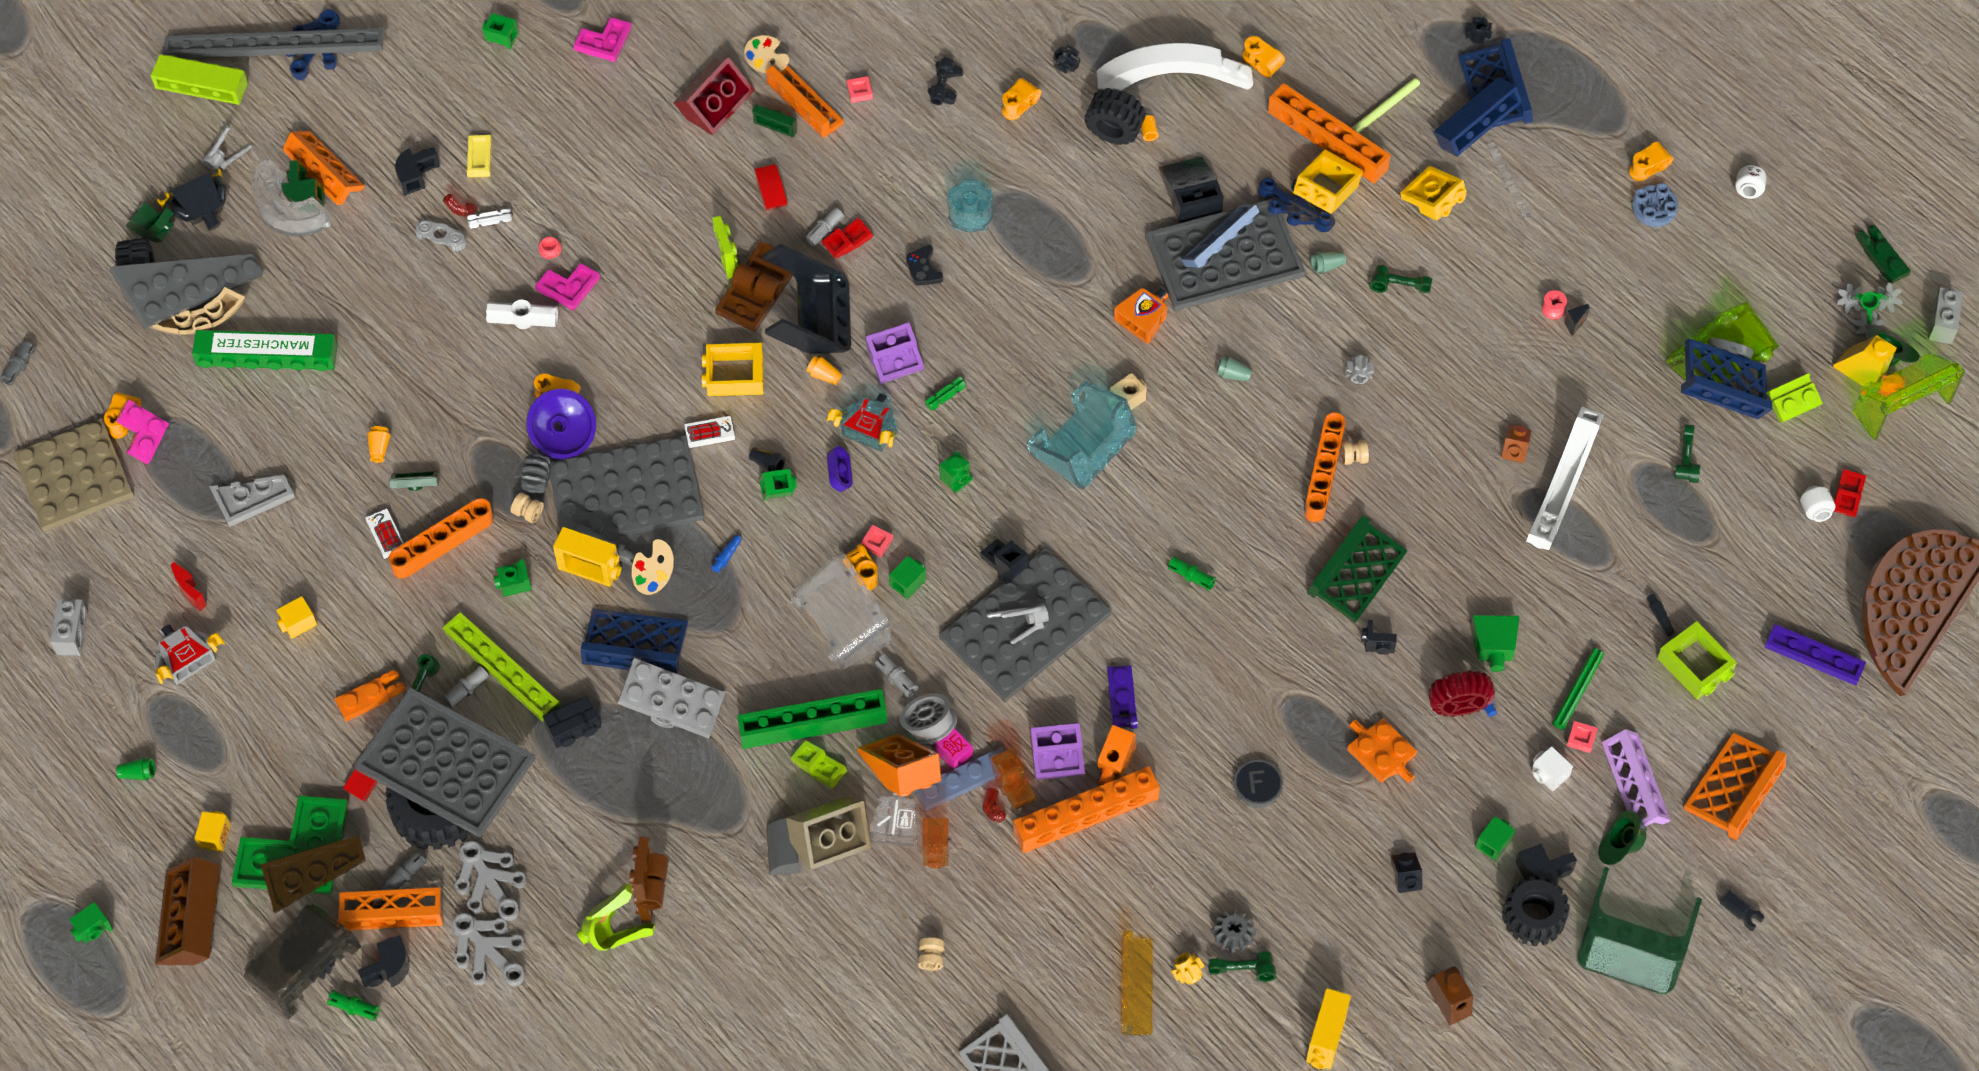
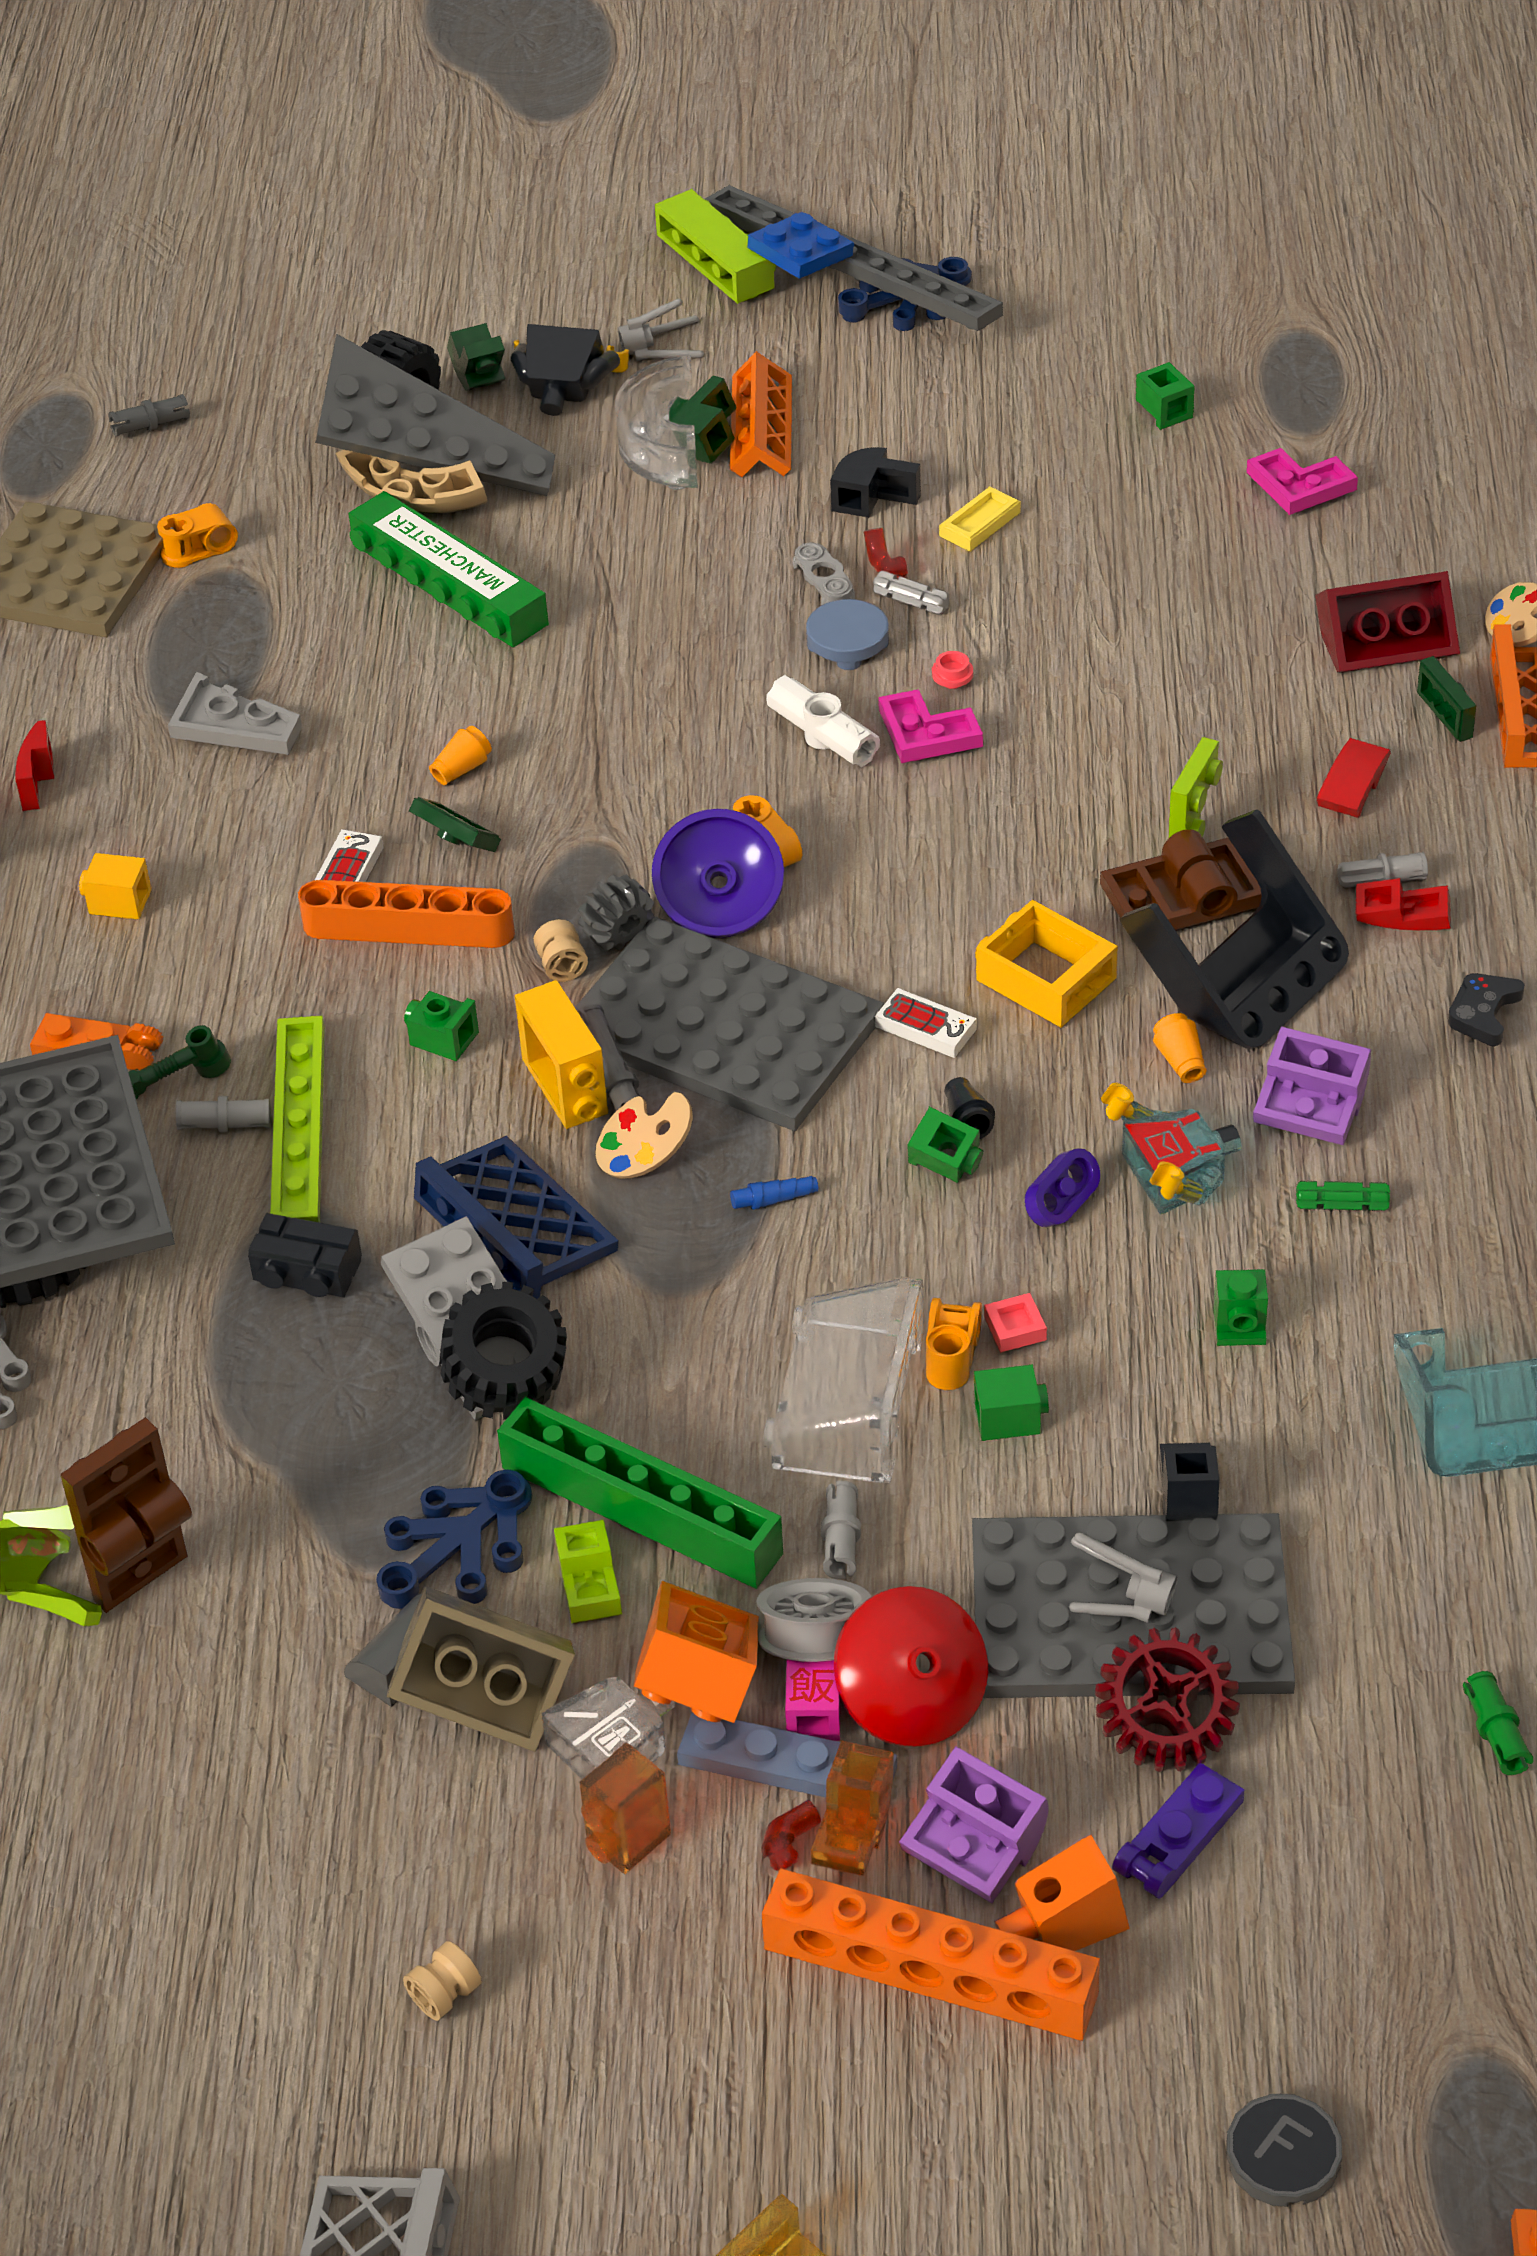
camera: 45 degrees right, 15 degrees down
(148, 430) = (204, 565): dark pink plate -> none
(251, 55) = (800, 245): none -> blue plate
(483, 259) = (847, 632): none -> sand blue tile
(715, 686) = (510, 1315): none -> black tyre
(756, 788) = (457, 1534): none -> dark blue plant
(971, 710) = (879, 1669): none -> red dish
(1097, 658) = (1148, 1711): none -> dark red gear

